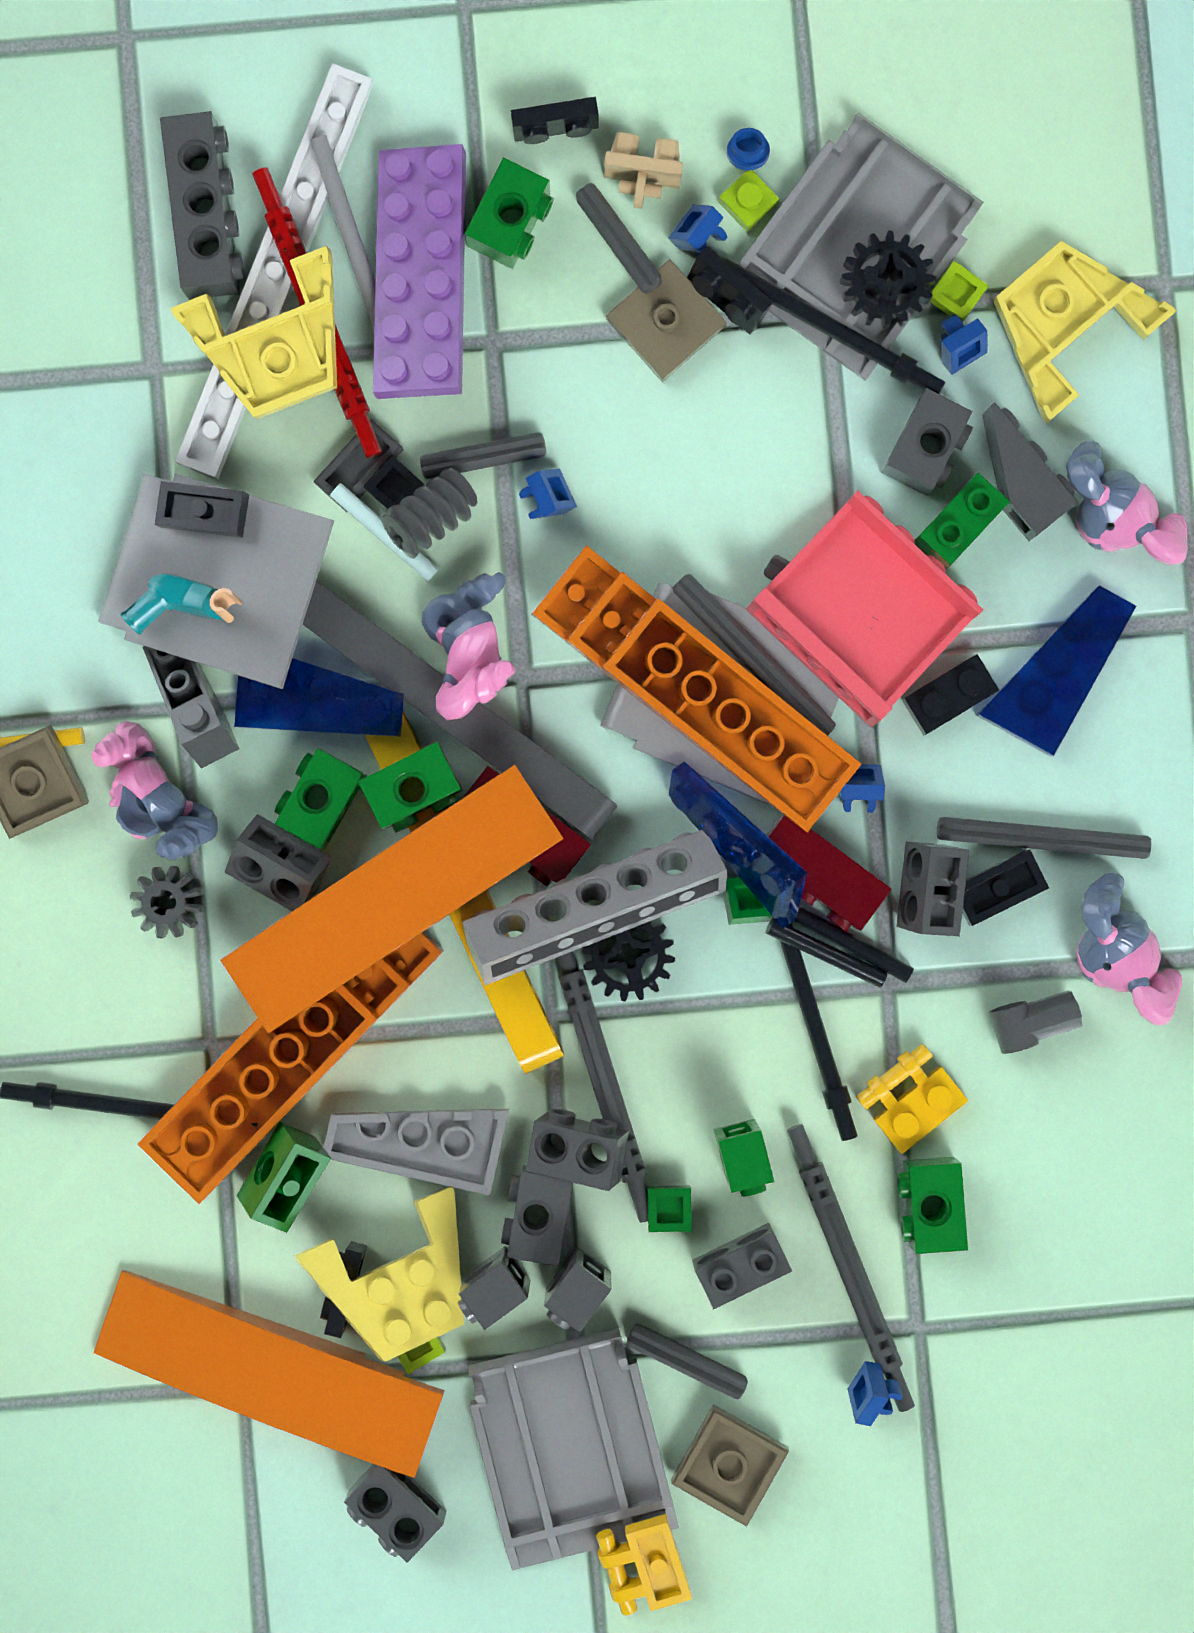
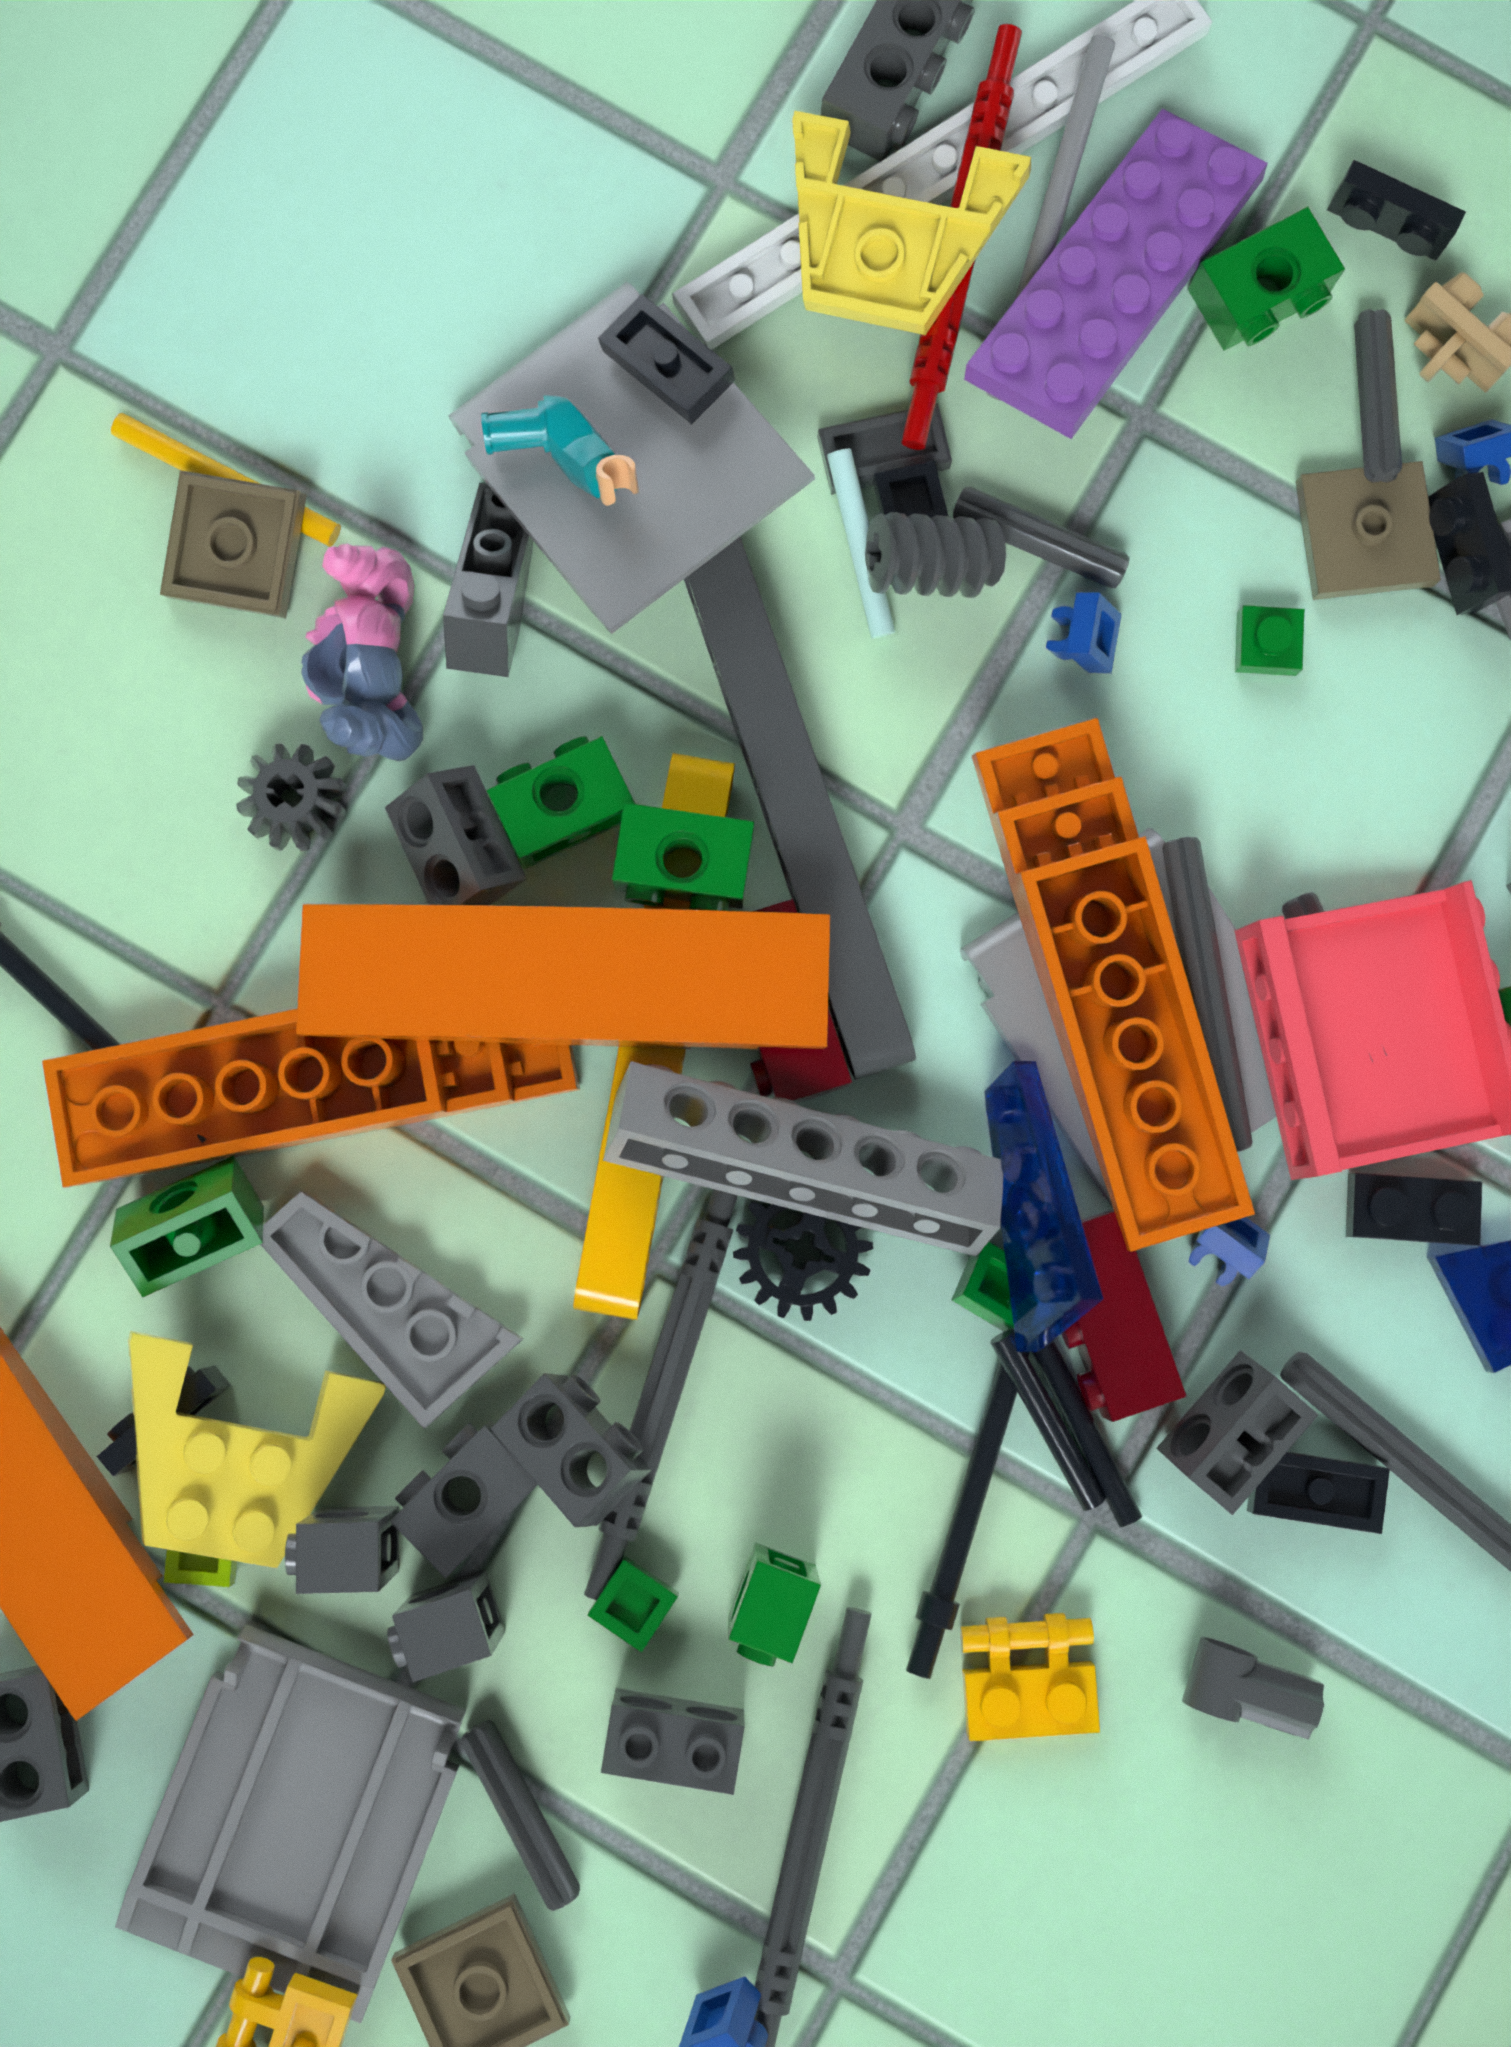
camera: 25 degrees right, 5 degrees down
(320, 703) = (640, 685): clear blue wing -> none
(471, 643) = (873, 740): hair -> none
(653, 424) = (1269, 640): none -> green plate
(947, 1227) = (967, 1875): green brick -> none
(1129, 947) = (1435, 1678): hair -> none

